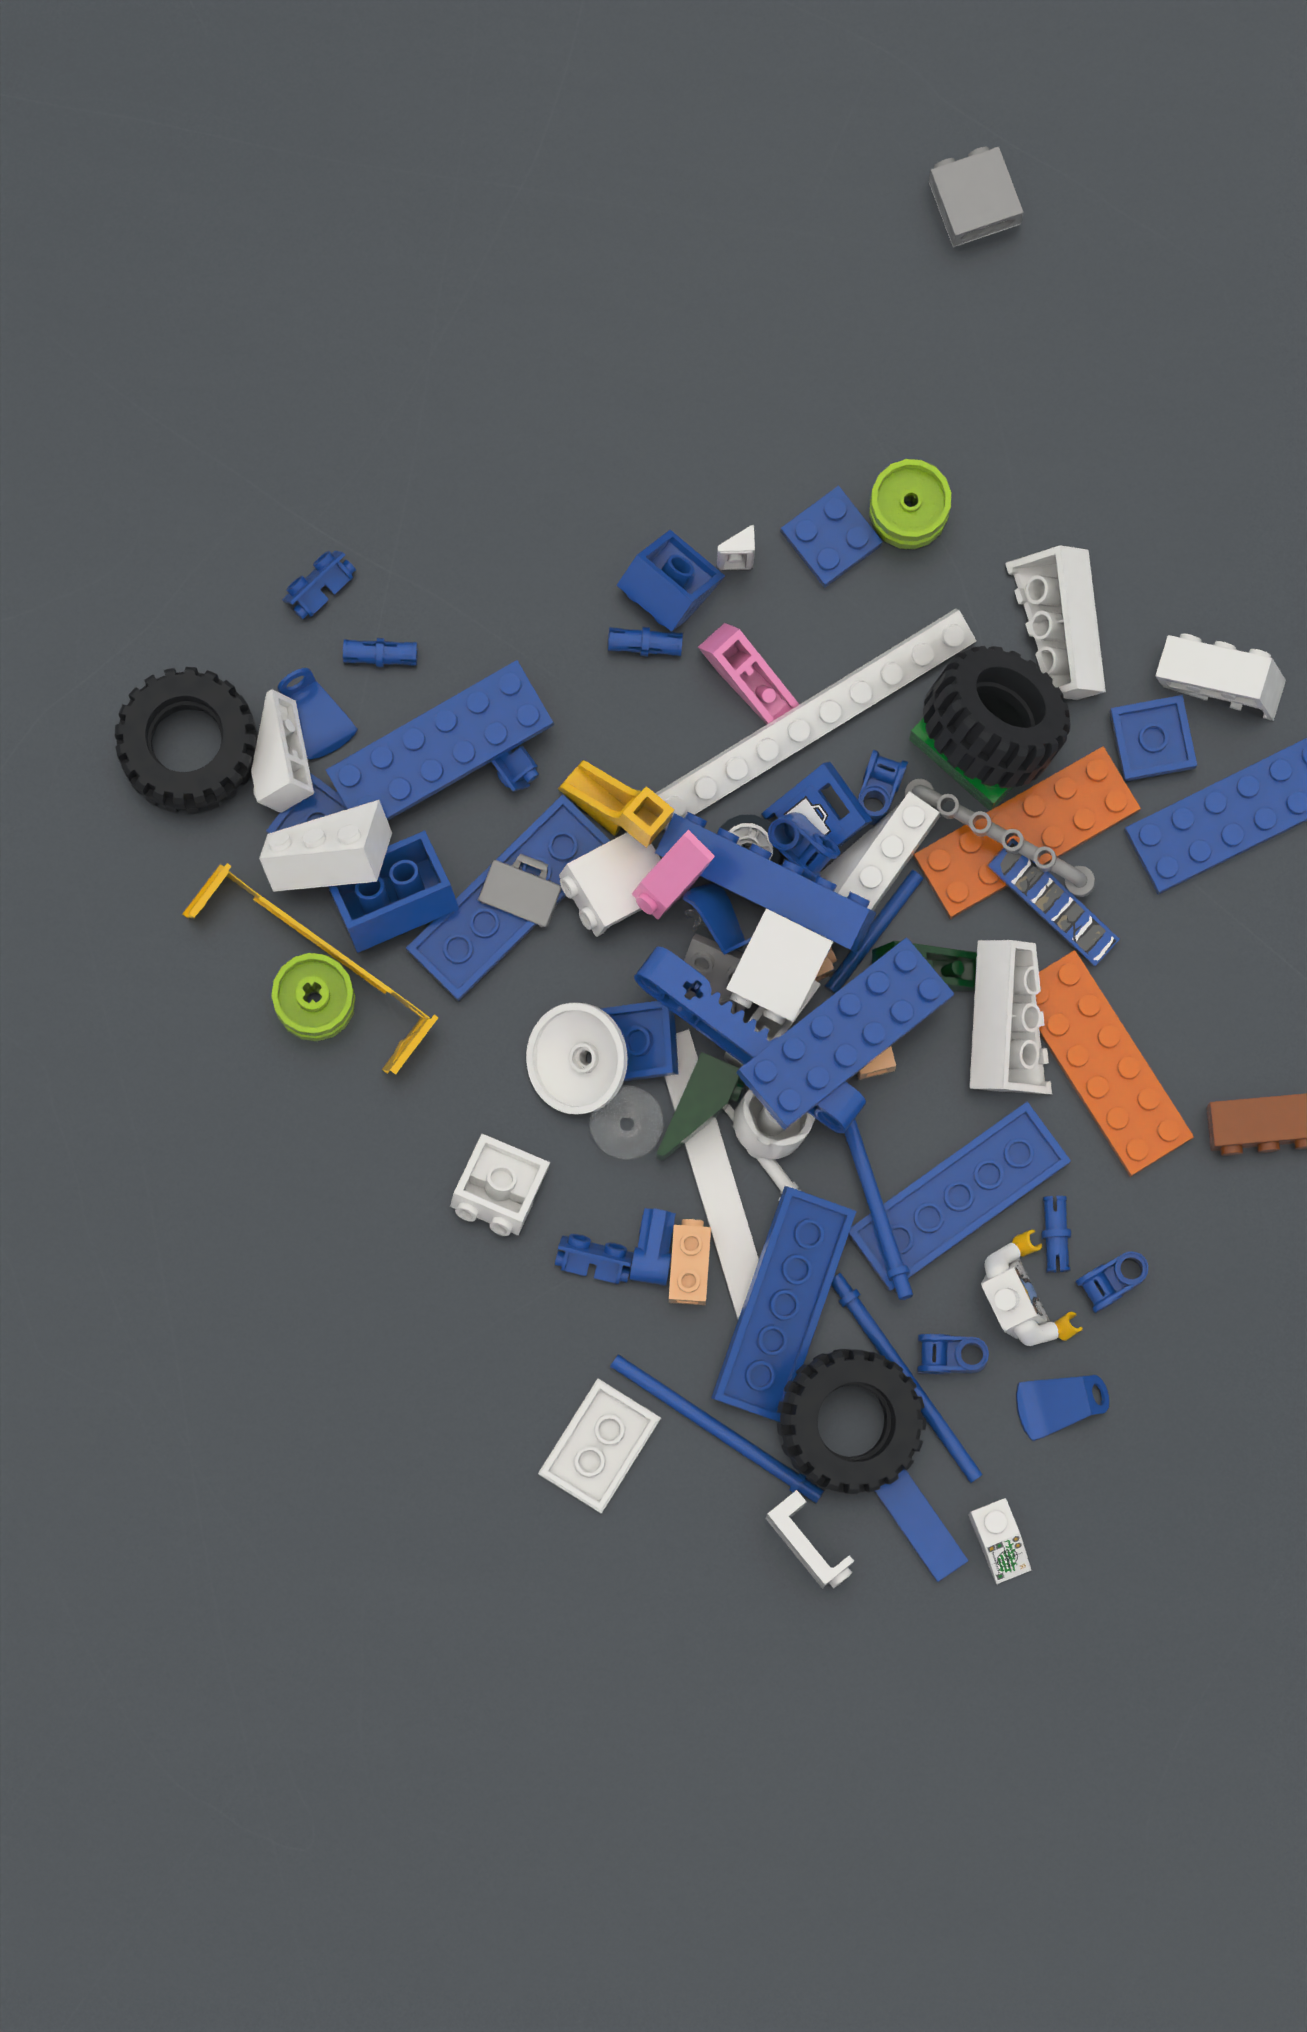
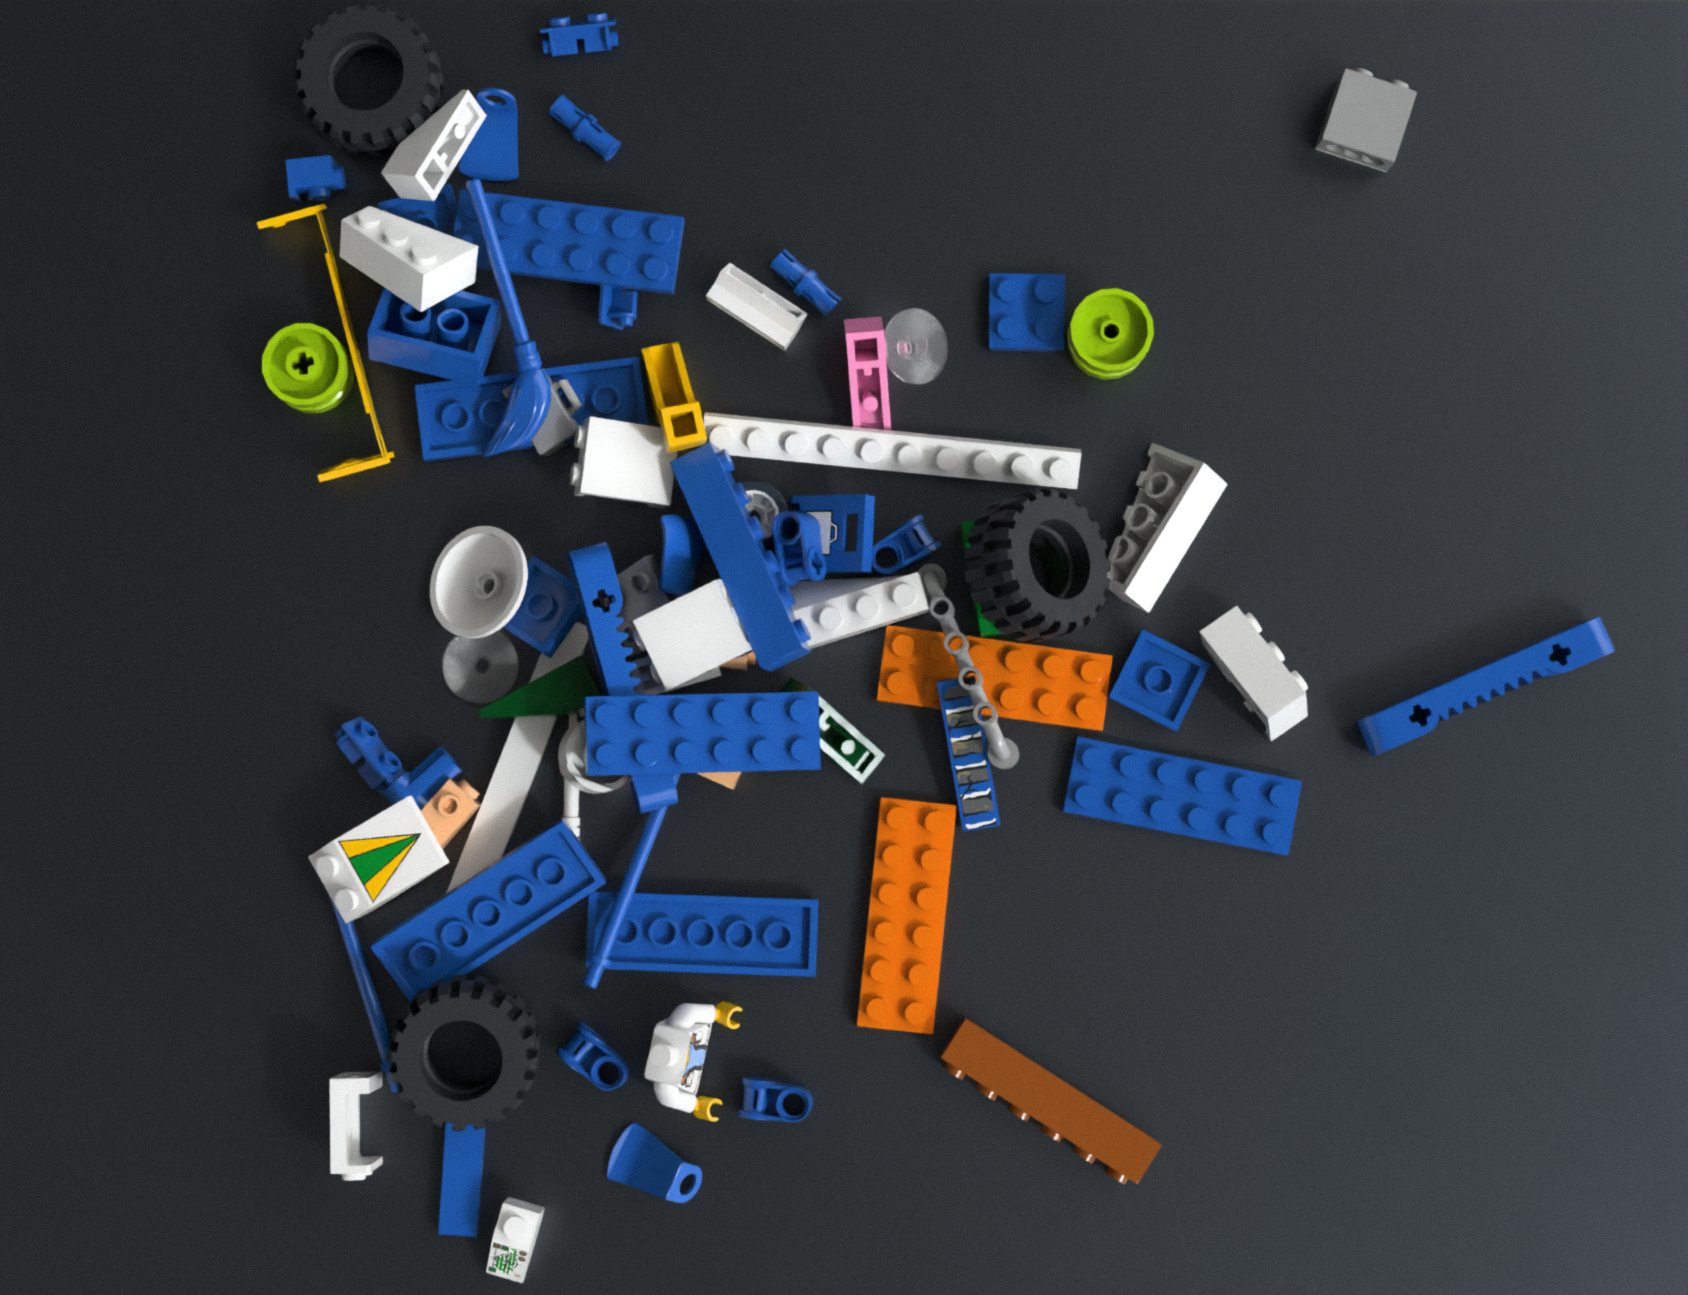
camera: 40 degrees right, 5 degrees up
(201, 849) = (314, 178): none -> blue brick
(499, 1185) = (337, 636): white plate -> none
(502, 879) = (531, 389): none -> blue piece
(599, 1446) = (256, 910): white tile -> none
(621, 688) = (756, 306): none -> white piece
(669, 1325) = (378, 859): none -> white slope
(670, 580) = (865, 247): blue slope -> none
(672, 876) = (661, 493): bright pink slope -> none
(737, 551) = (936, 264): white slope -> none
(769, 625) = (926, 342): none -> clear dish
(850, 1299) = (550, 949): blue bar -> none
(875, 931) = (806, 663): blue bar -> none
(1007, 1020) = (853, 822): white wedge -> none
(1056, 1234) = (758, 1026): blue pin -> none

